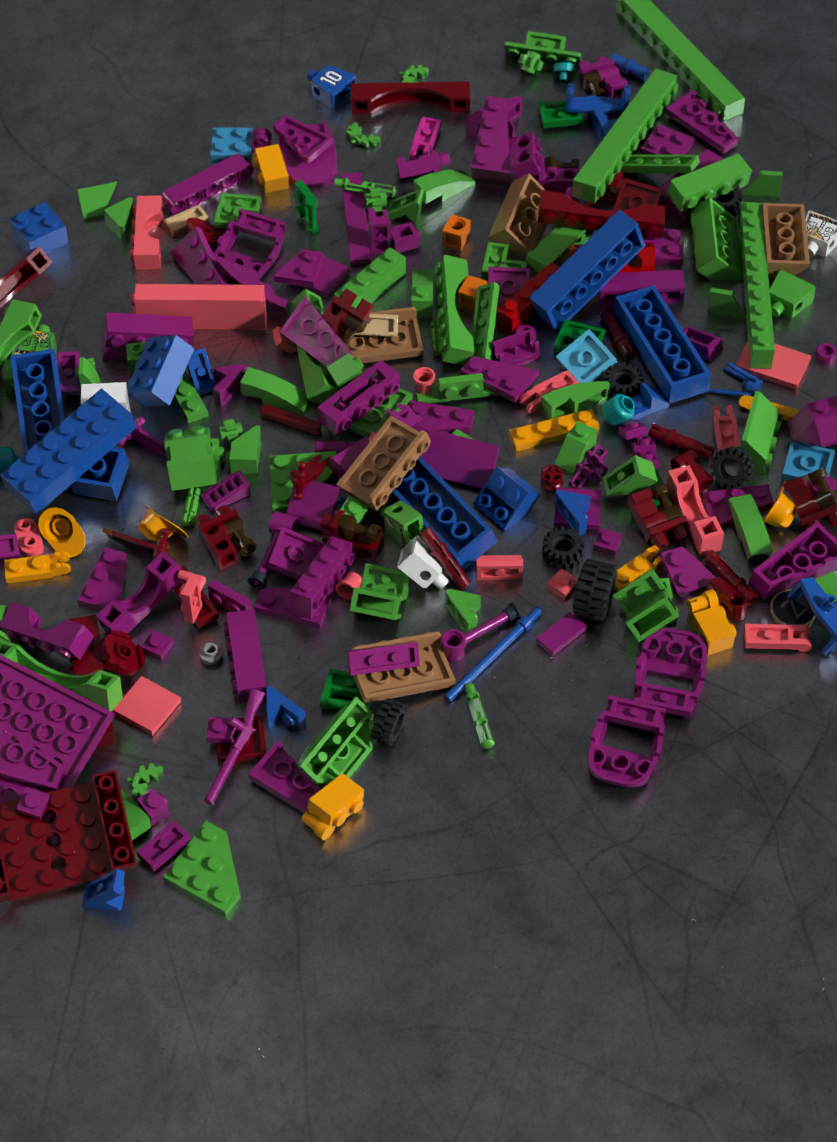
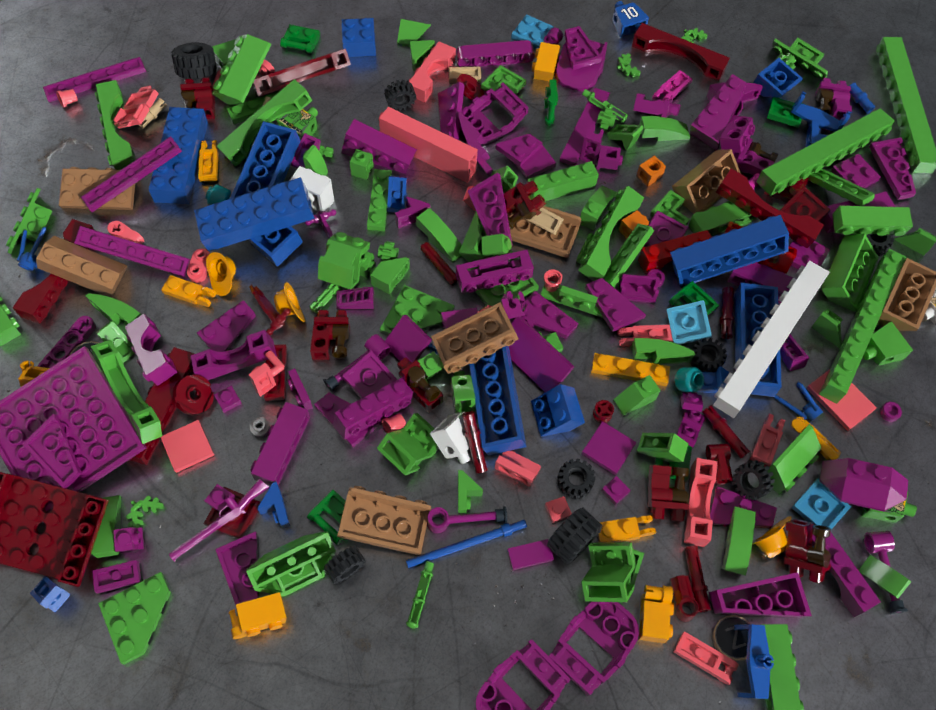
camera: 25 degrees right, 10 degrees up
(33, 803) = (37, 492): magenta plate -> none
(132, 270) = (399, 88): none -> black tyre
(159, 370) = (363, 180): blue brick -> none
(306, 473) = (415, 316): dark red piece -> none
(337, 446) = (455, 300): magenta axle -> none
(383, 658) = (370, 508): magenta plate -> none
(533, 83) = (777, 79): none -> blue slope
(563, 69) = (808, 78): teal tile -> none
(573, 508) = (601, 449): blue slope -> none
(596, 476) = (648, 413): magenta piece -> none
(675, 333) = (770, 340): none -> white brick
(685, 571) = (662, 554): magenta wing -> none

